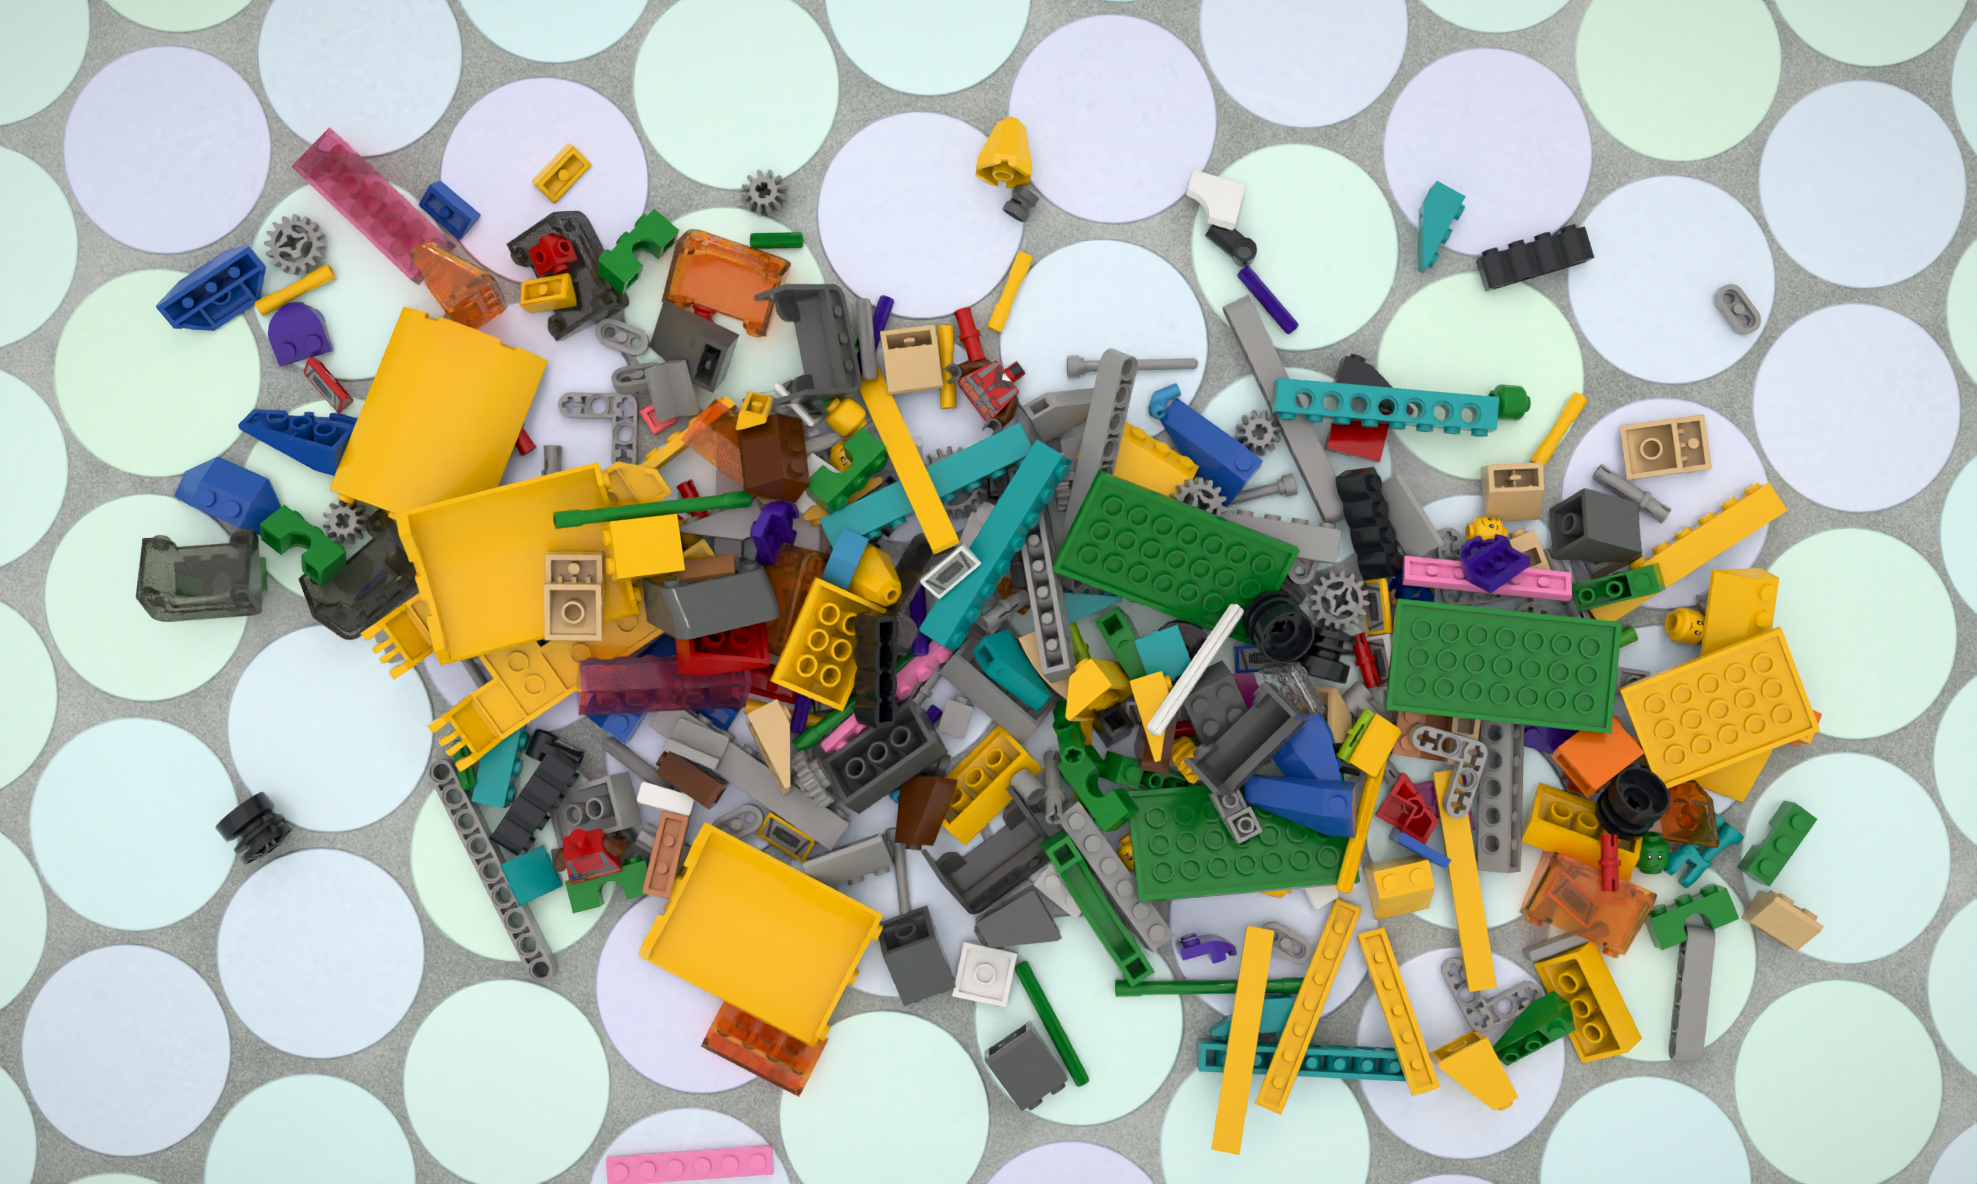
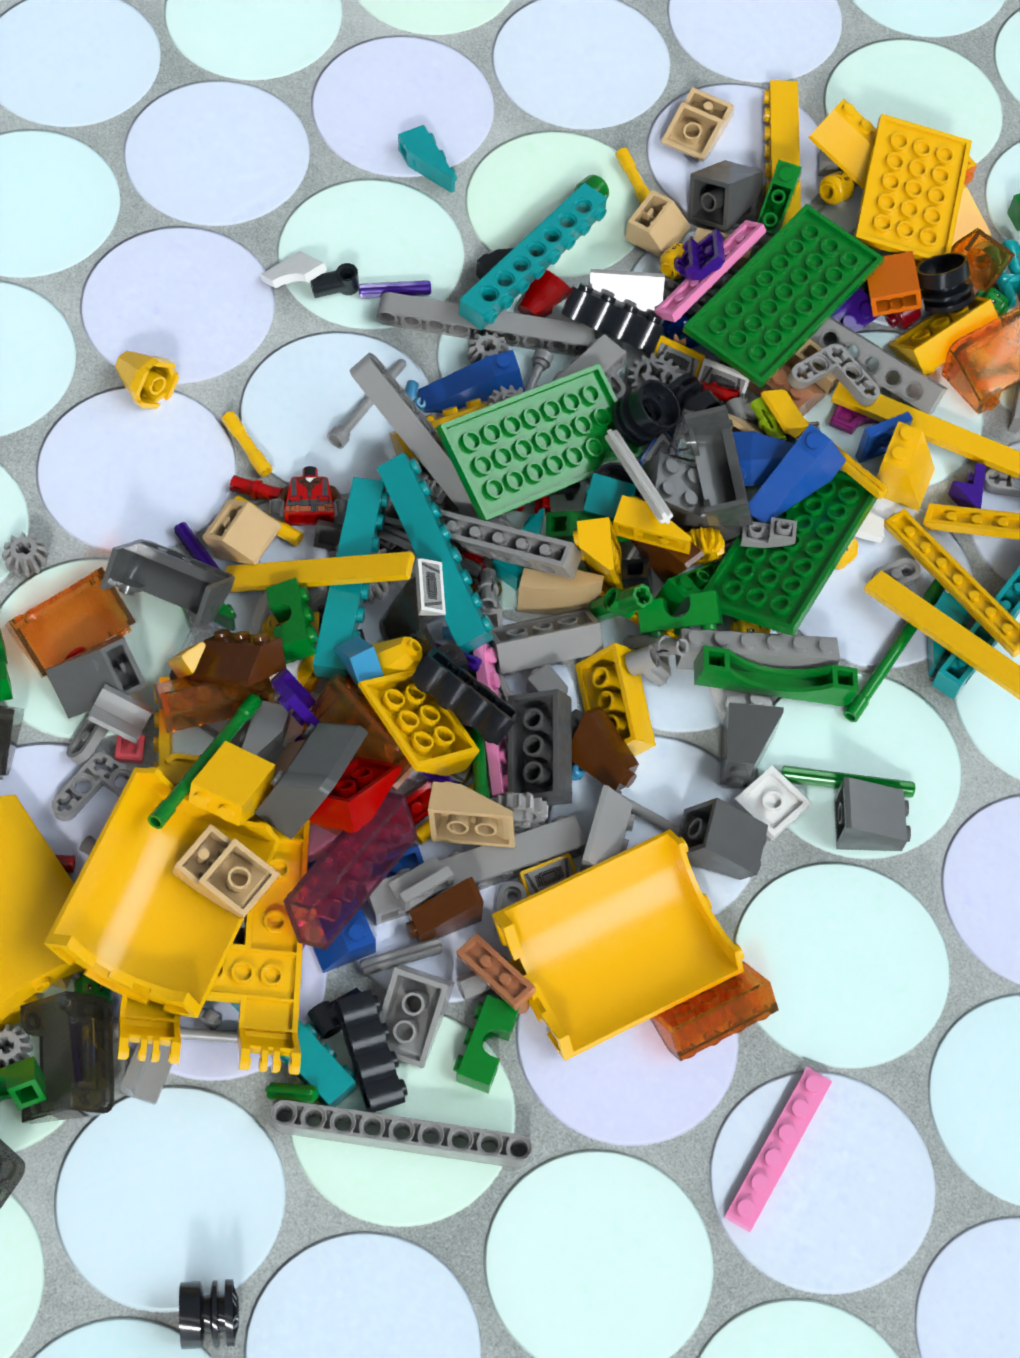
camera: 60 degrees left, 25 degrees down
(531, 875) = (430, 1103): teal piece -> none
(591, 854) = (448, 1034): torso -> none
(623, 337) = (43, 729): light grey plate -> none
(665, 799) = (443, 949): white slope -> none
(776, 240) = (68, 572): green axle -> none
(808, 412) = (194, 635): white slope -> none
(845, 416) = (247, 603): yellow head -> none
(866, 339) = (197, 552): light grey axle -> none
(969, 431) = (327, 535): none -> dark grey tile
(996, 863) = (685, 725): dark grey windscreen -> none
(1009, 667) = (541, 614): teal slope -> none
(1020, 203) = (189, 396): dark grey wheel -> none
(1058, 412) = (367, 457): light grey slope -> none
(1212, 945) = (861, 626): dark purple slope -> none
(1407, 810) = (845, 428): red slope -> none
(1417, 961) = (971, 492): none -> dark purple slope
(1534, 258) = (501, 118): black brick -> none
(1609, 863) = (981, 315): red pin -> none
(1630, 492) = (739, 156): light grey pin -> none
(1739, 307) = (633, 33): light grey plate -> none

